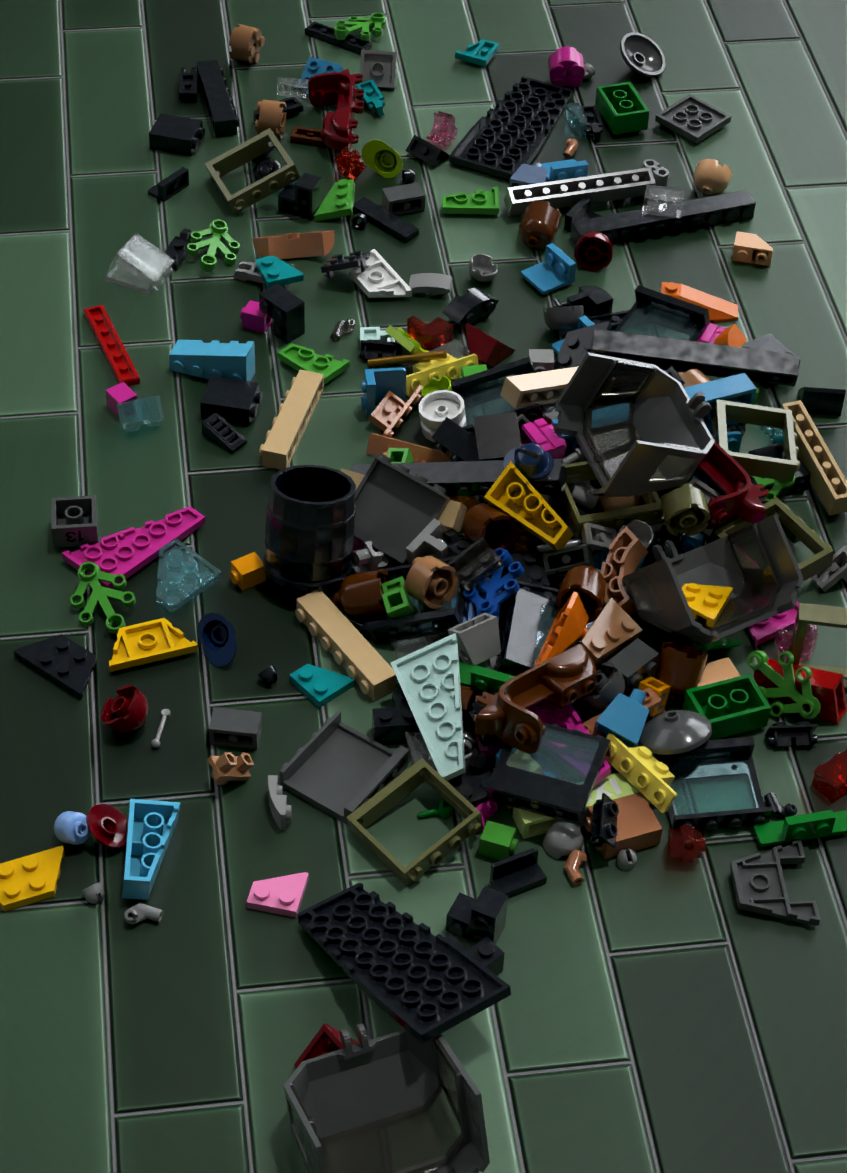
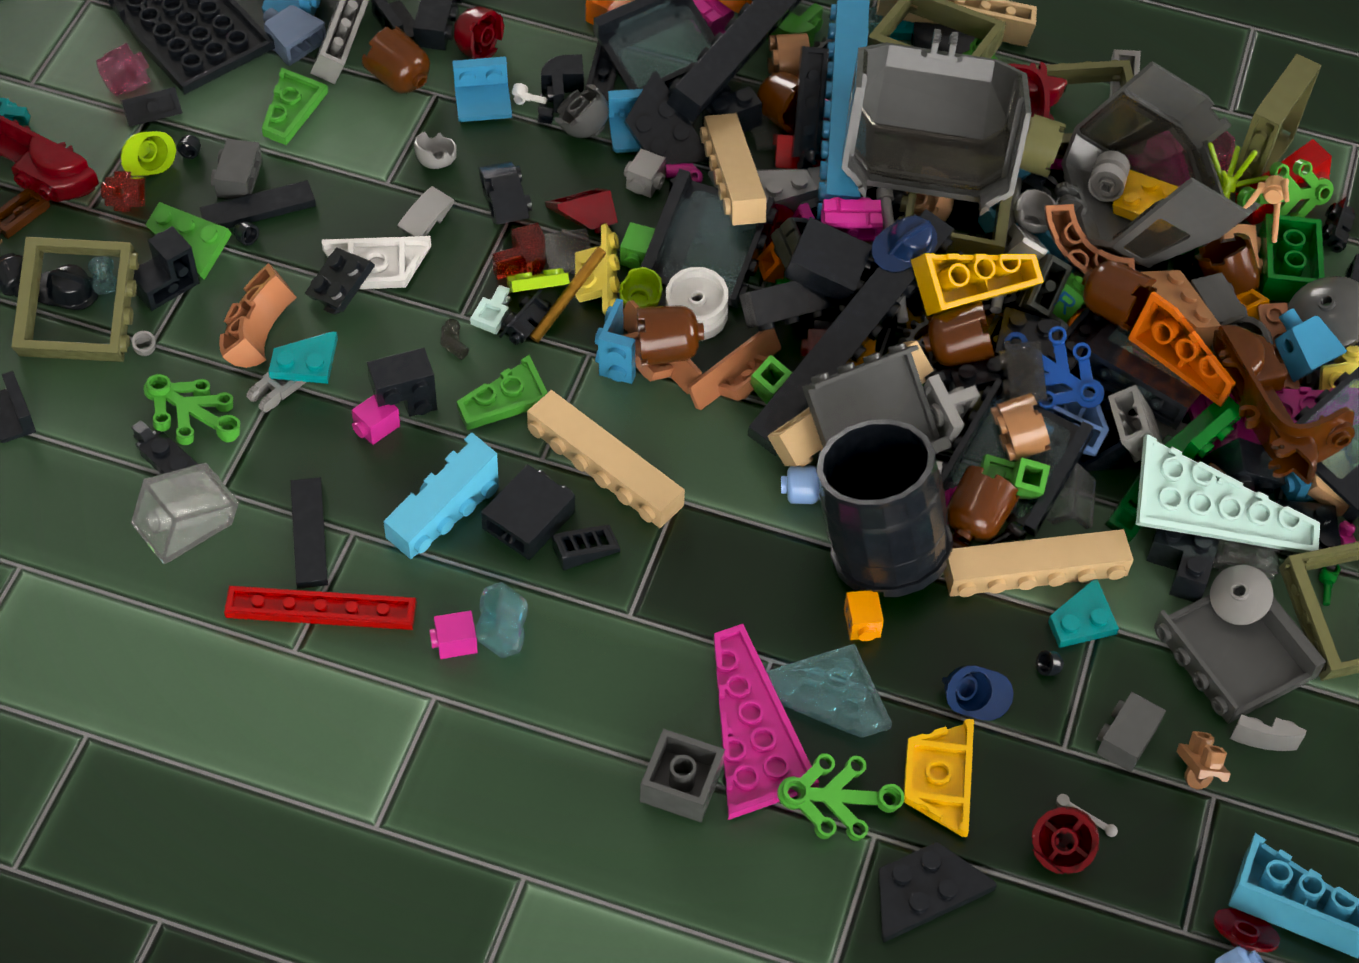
camera: 65 degrees left, 10 degrees up
(160, 322) = (309, 533): none -> black tile
(250, 212) = (143, 339): none -> light grey hinge
(383, 753) = (1245, 608): none -> light grey dish
(390, 397) = (668, 334): none -> reddish brown cylinder
(566, 290) = (522, 95): none -> white hand
(707, 570) = (1109, 176): none -> light grey wheel
(763, 662) = (1274, 191): none -> light nougat plant
(765, 642) = (1228, 181): none -> lime plant

